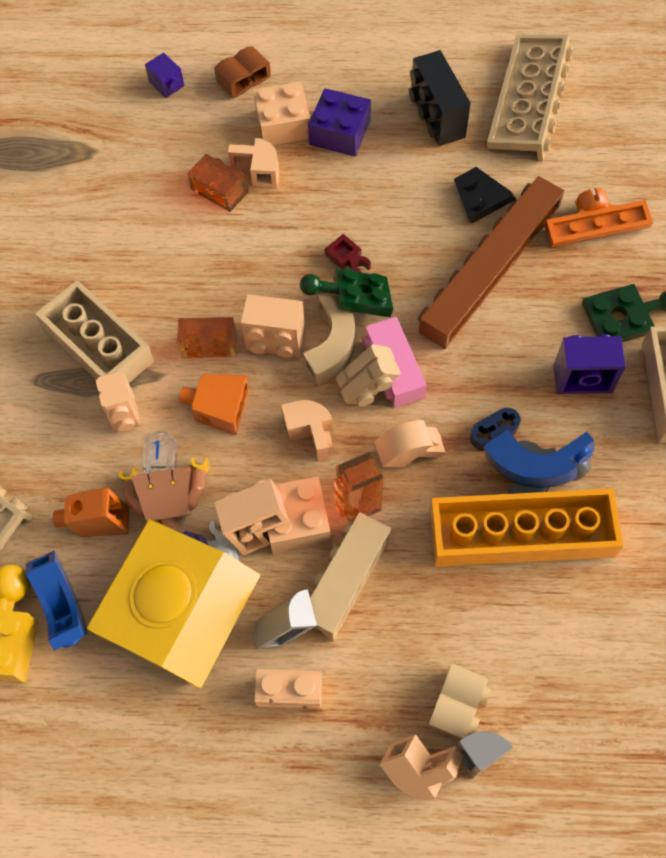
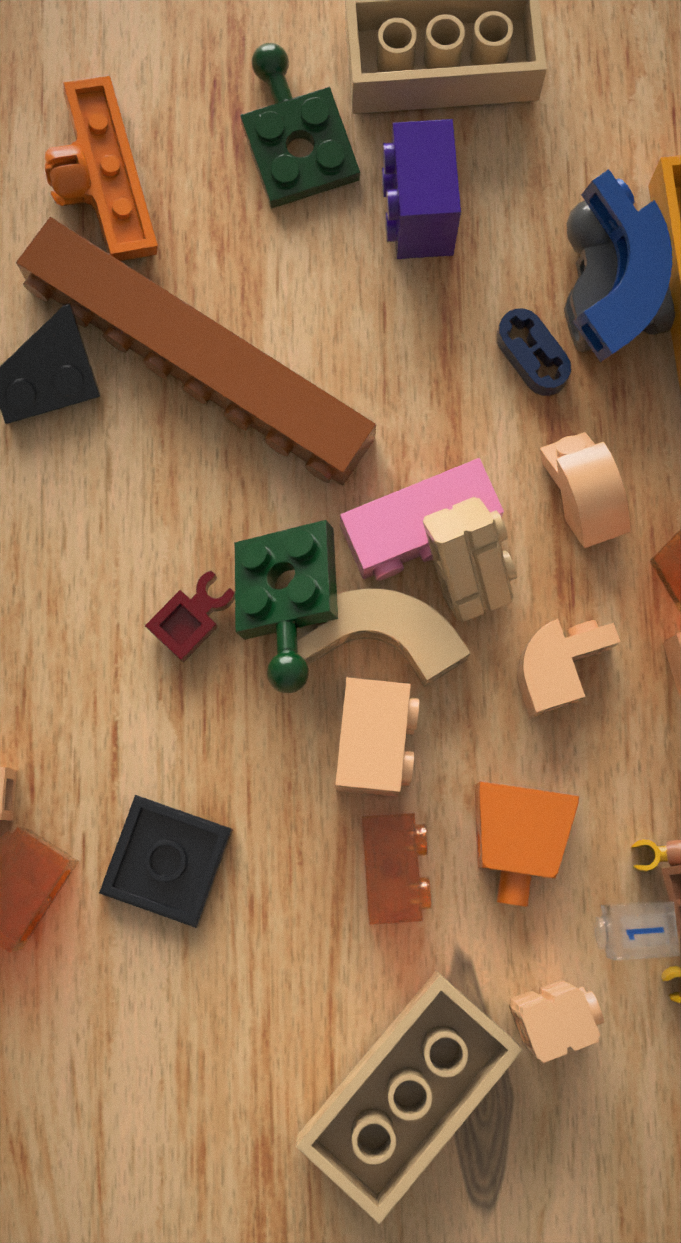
camera: 95 degrees left, 15 degrees up
(225, 246) = (166, 861): none -> black tile

